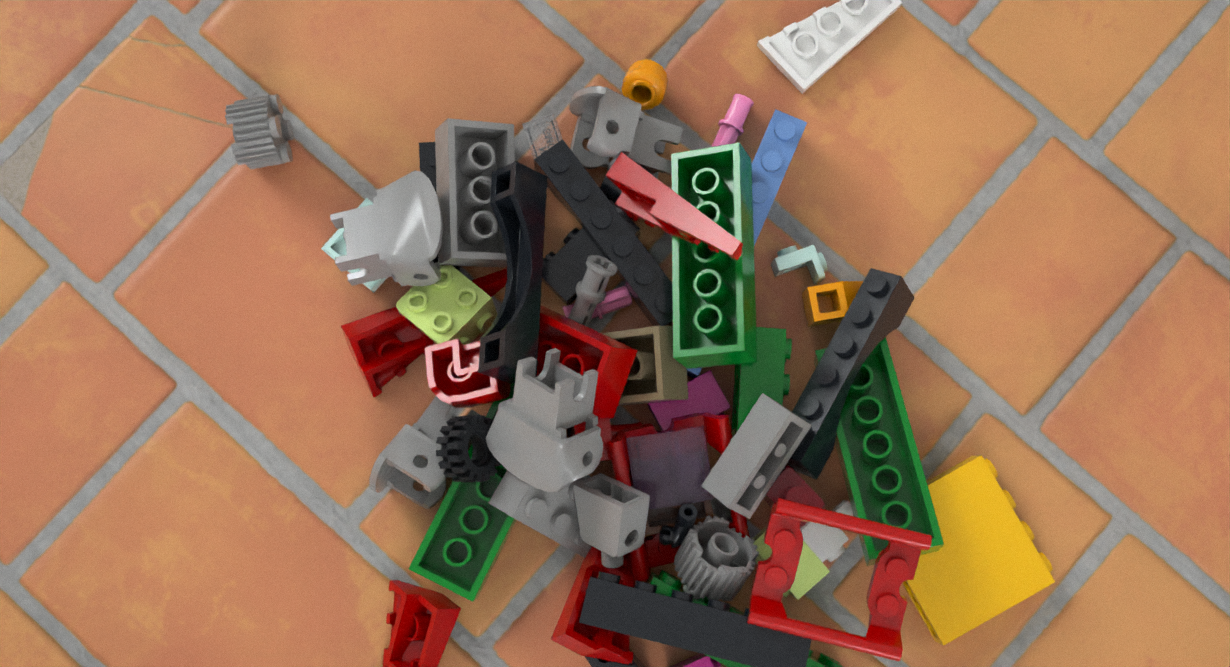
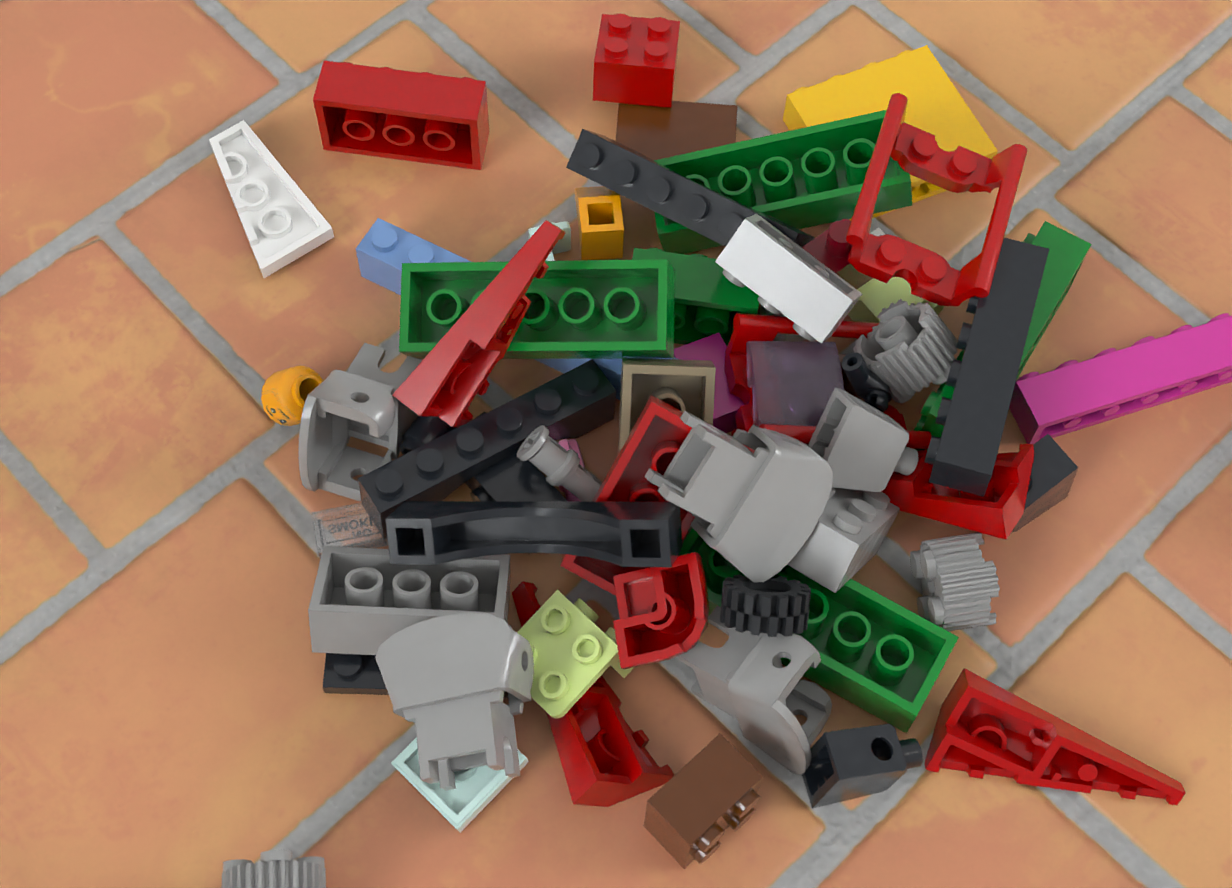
camera: 90 degrees left, 20 degrees down
(339, 415) = (702, 802): none -> reddish brown brick
(375, 516) = (858, 763): none -> black torso
(524, 600) = (955, 582): none -> light grey brick
(734, 119) = (362, 312): bright pink axle -> none
(918, 128) = (402, 114): none -> red brick
(937, 363) = (675, 130): none -> reddish brown tile
(1005, 320) = (636, 60): none -> red brick

